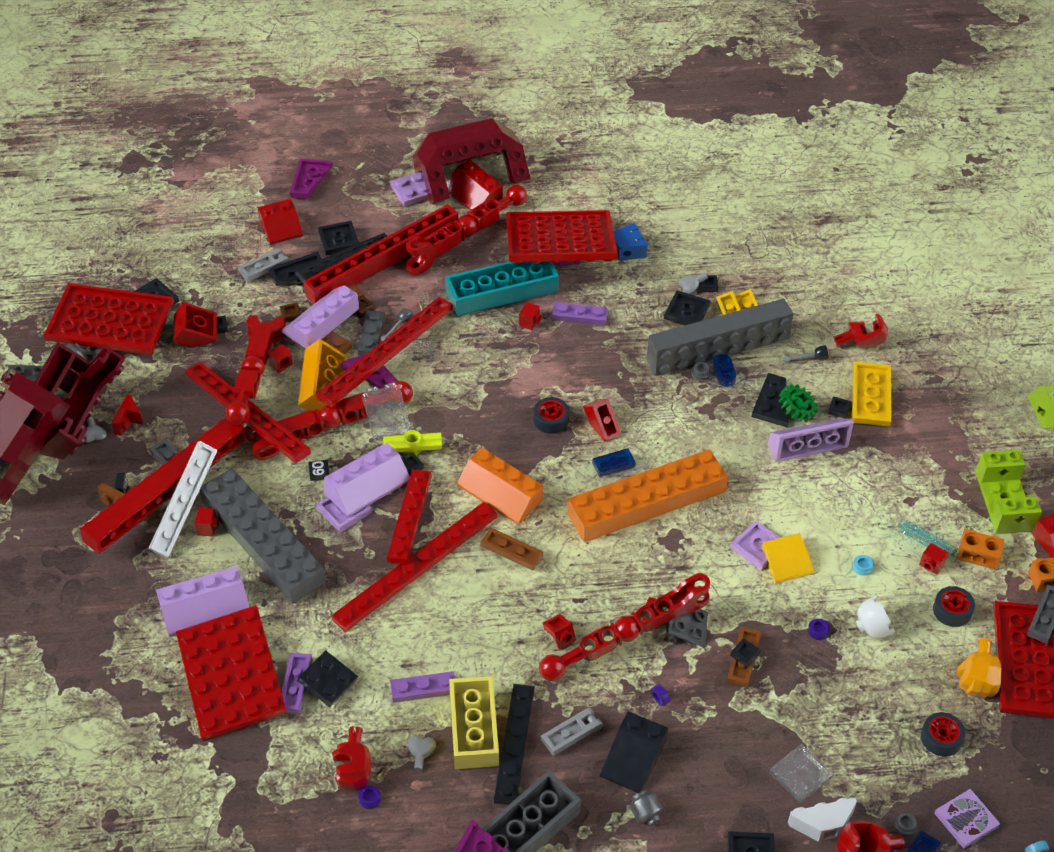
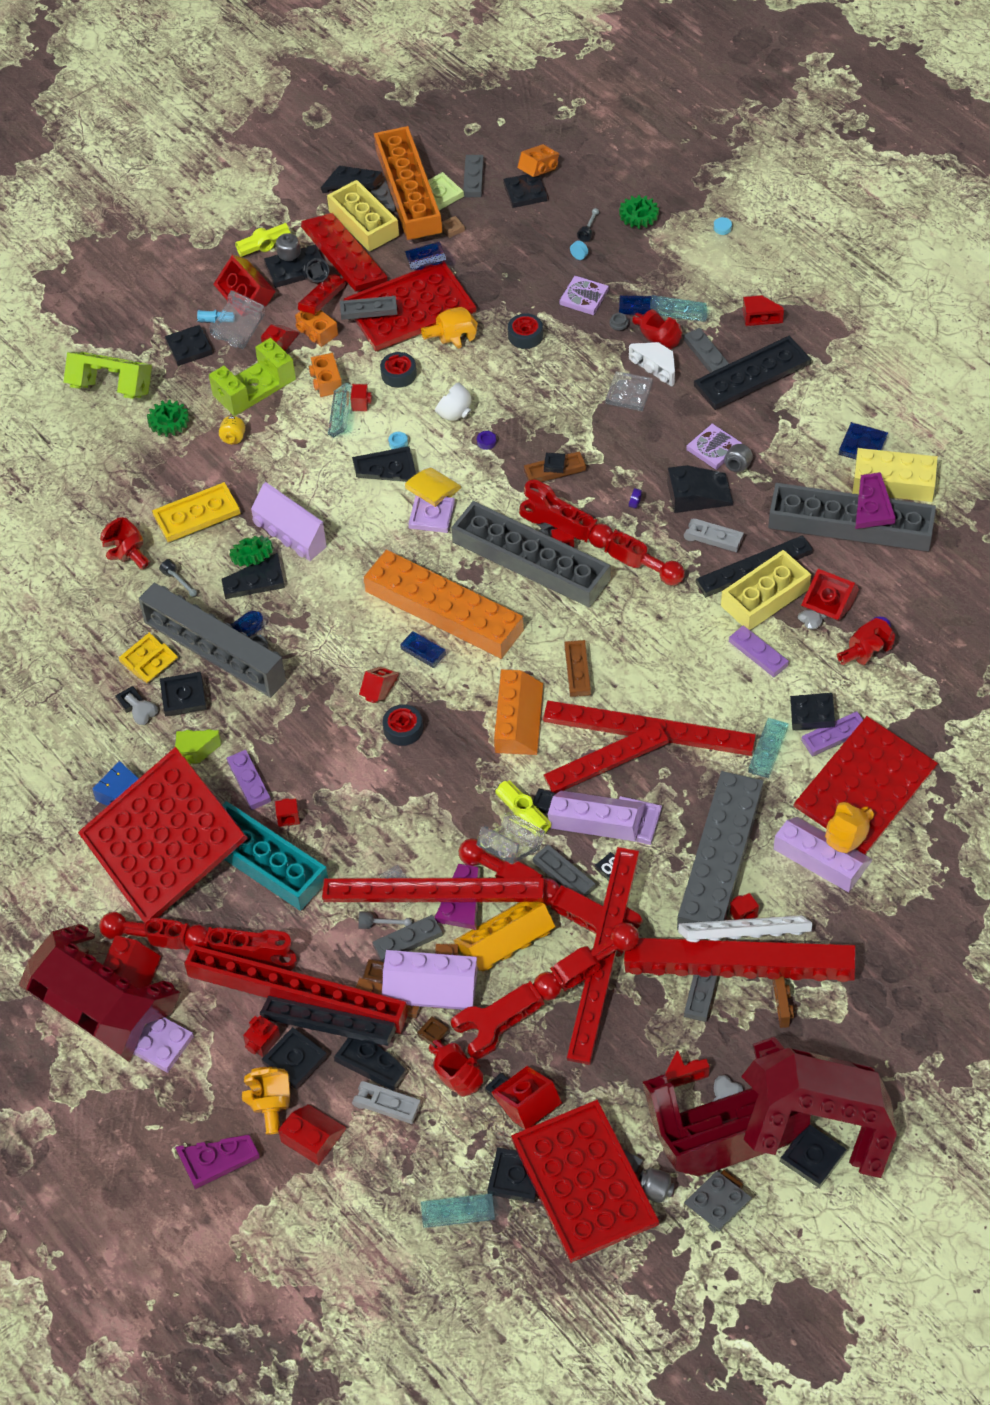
camera: 120 degrees left, 5 degrees up
(121, 483) = (766, 1008): black tile -> none
(163, 263) = (457, 1210): none -> clear light blue plate
(191, 613) = (848, 827): none -> light orange piece
(248, 300) = (455, 1069): none -> red piece
(280, 358) = (504, 985): red plate -> none
(322, 209) = (268, 1094): none -> light orange piece
(326, 631) = (768, 748): none -> clear light blue plate
(338, 438) = (563, 871): none -> dark grey plate
(367, 226) = (261, 1036): none -> red brick
(428, 771) = (830, 595): none -> red slope
(560, 630) = (630, 591): red bracket -> none
(632, 293) = (197, 744): none -> lime slope
(651, 574) = (531, 554): none -> dark grey brick
(681, 803) = (712, 446): none -> lavender tile
(836, 539) = (385, 465): none -> black wing
(839, 407) = (227, 530): black tile -> none
(951, 453) = (232, 430): none -> yellow head
(996, 420) = (168, 418): none -> green gear

